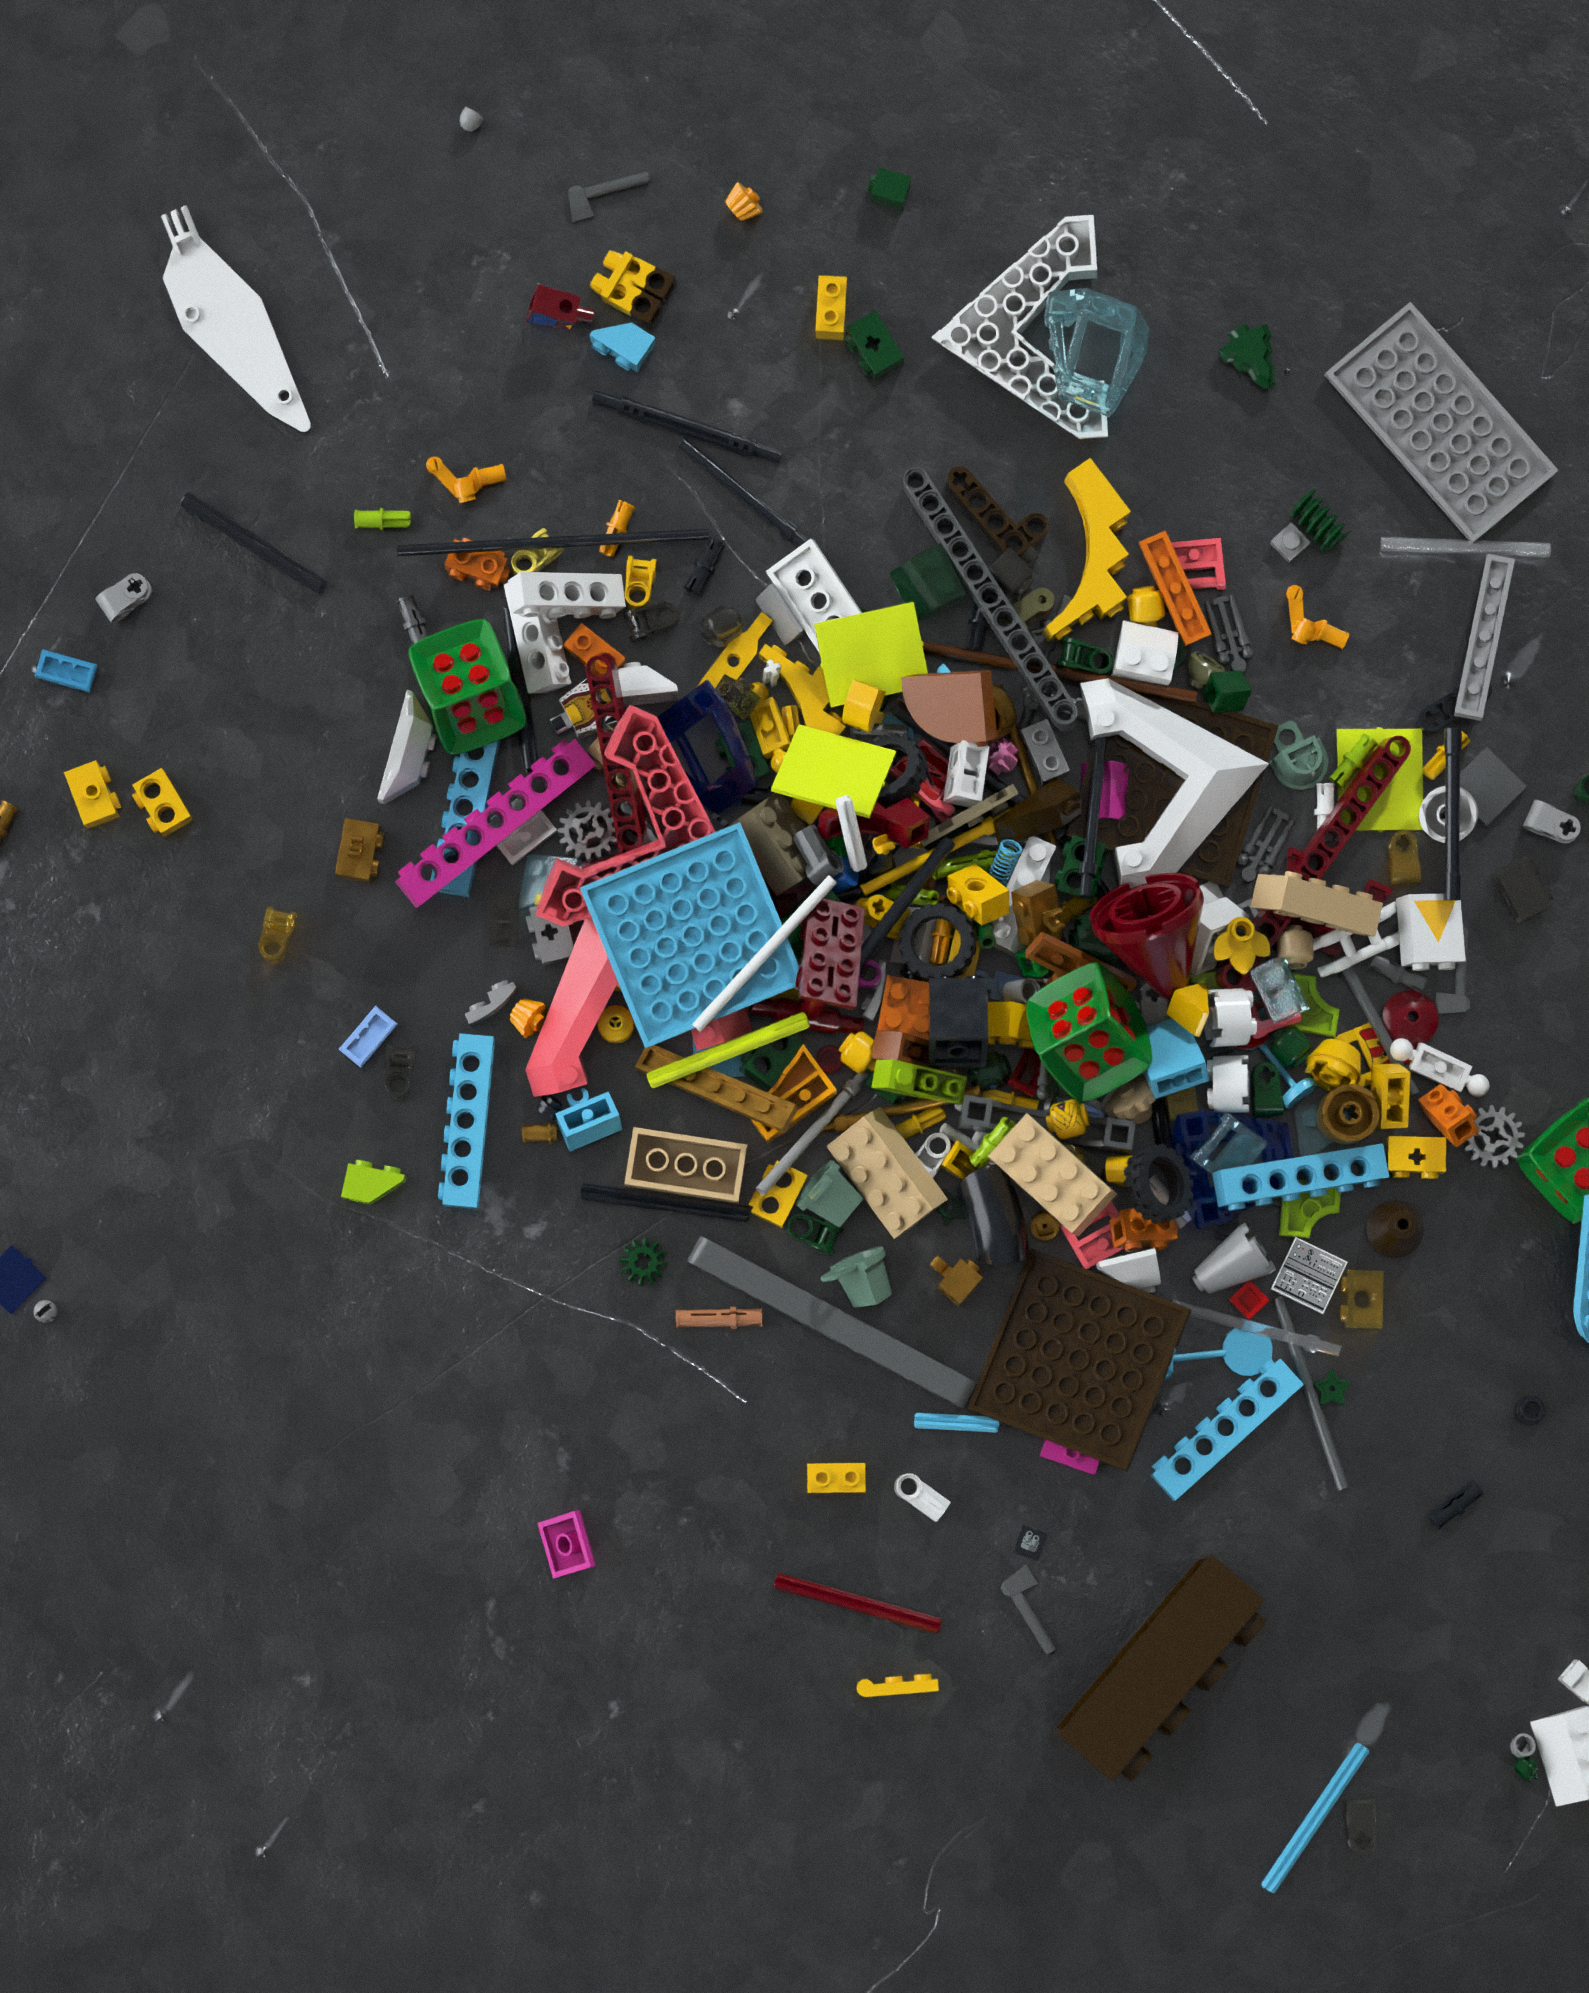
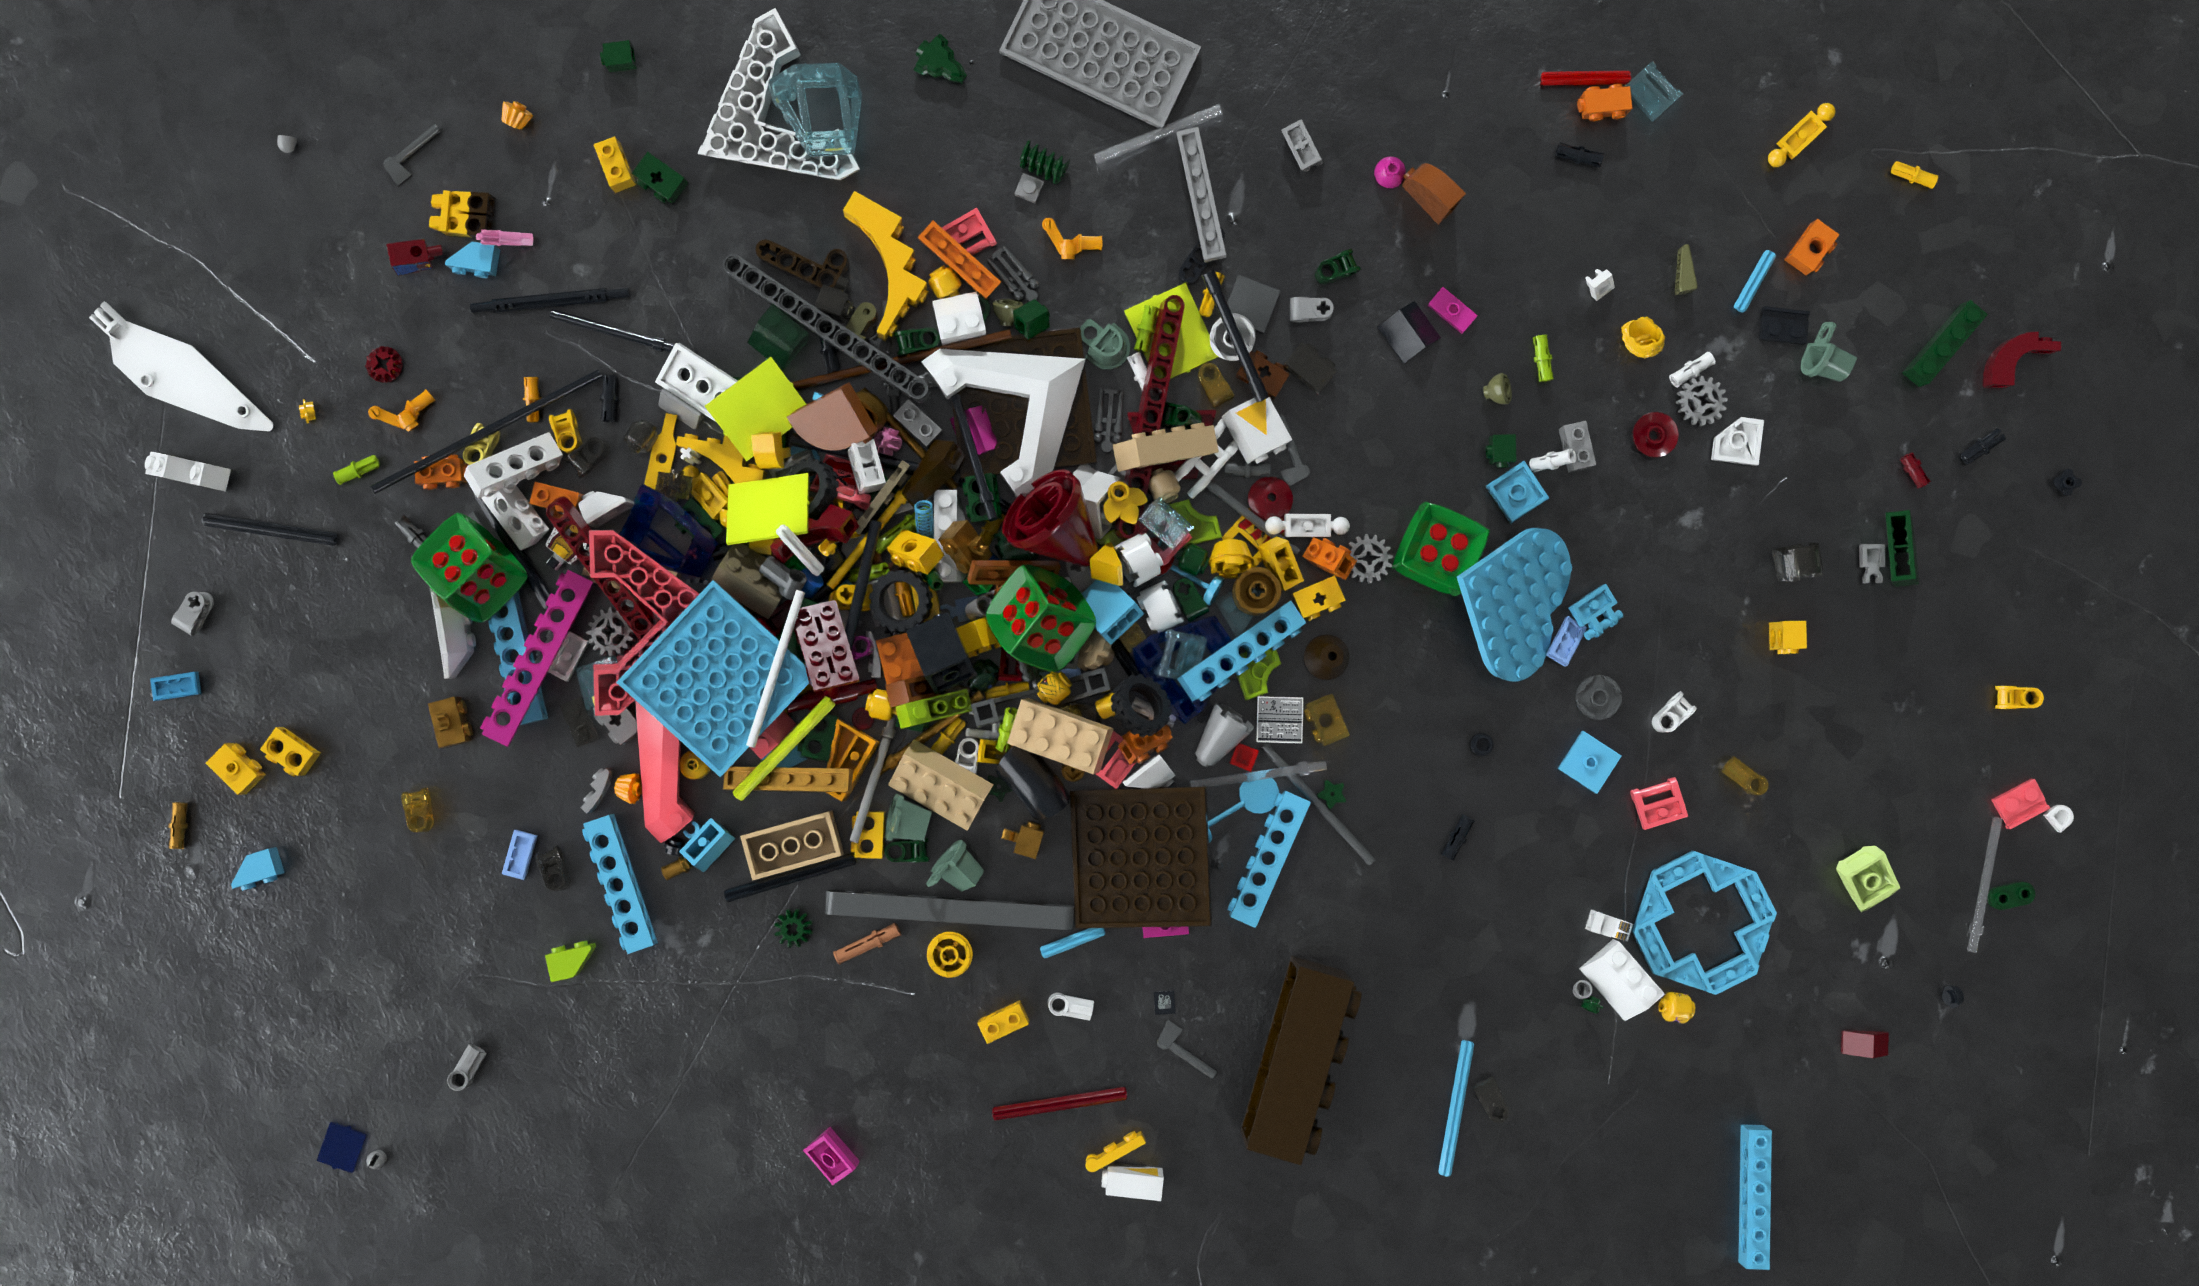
camera: 25 degrees left, 5 degrees up
(67, 918) = (257, 867): none -> medium azure slope
(192, 435) = (187, 471): none -> white arch
(201, 1250) = (467, 1066): none -> light grey piece
(357, 428) = (307, 411): none -> yellow plate
(477, 420) = (394, 364): none -> dark red gear
(670, 335) = (499, 238): none -> bright pink piece
(810, 1371) = (949, 954): none -> yellow cone
(904, 1728) = (1133, 1181): none -> white brick
(1345, 874) = (1176, 416): none -> dark green piece
(1481, 877) = (1276, 372): none -> reddish brown brick

